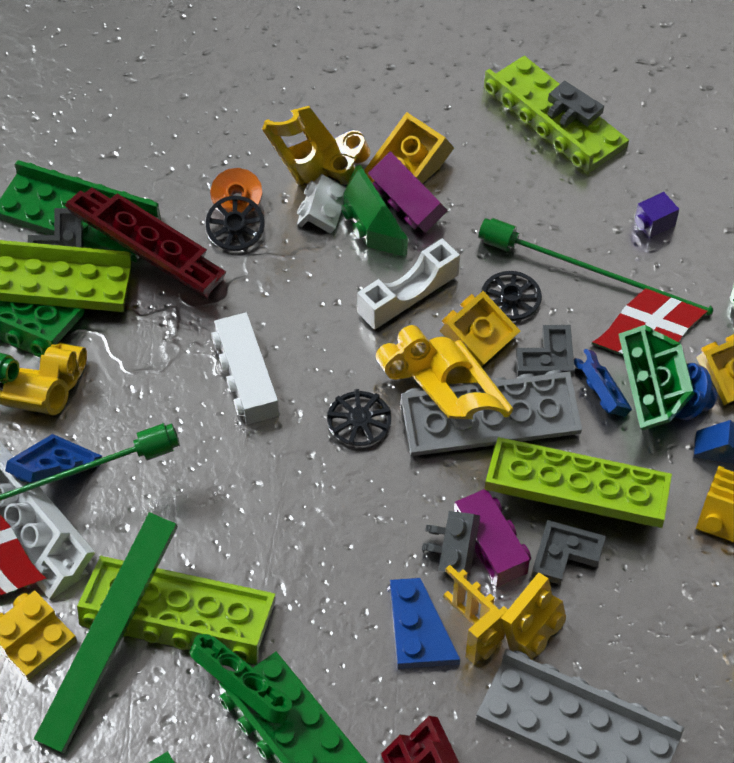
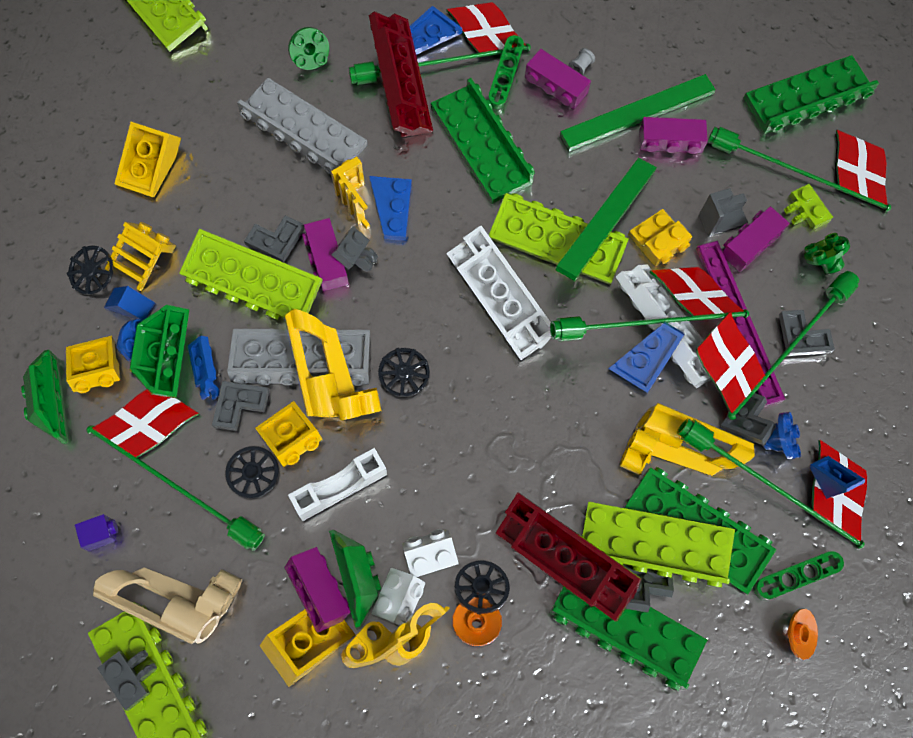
camera: 175 degrees left, 15 degrees up
(246, 369) = (489, 427): white brick -> none
(253, 516) = (501, 293): none -> white slope
(268, 701) = (519, 172): green beam -> none
(297, 246) = (430, 552): none -> white bracket
(530, 167) = (189, 614): none -> tan panel
(533, 618) = (313, 183): yellow plate -> none

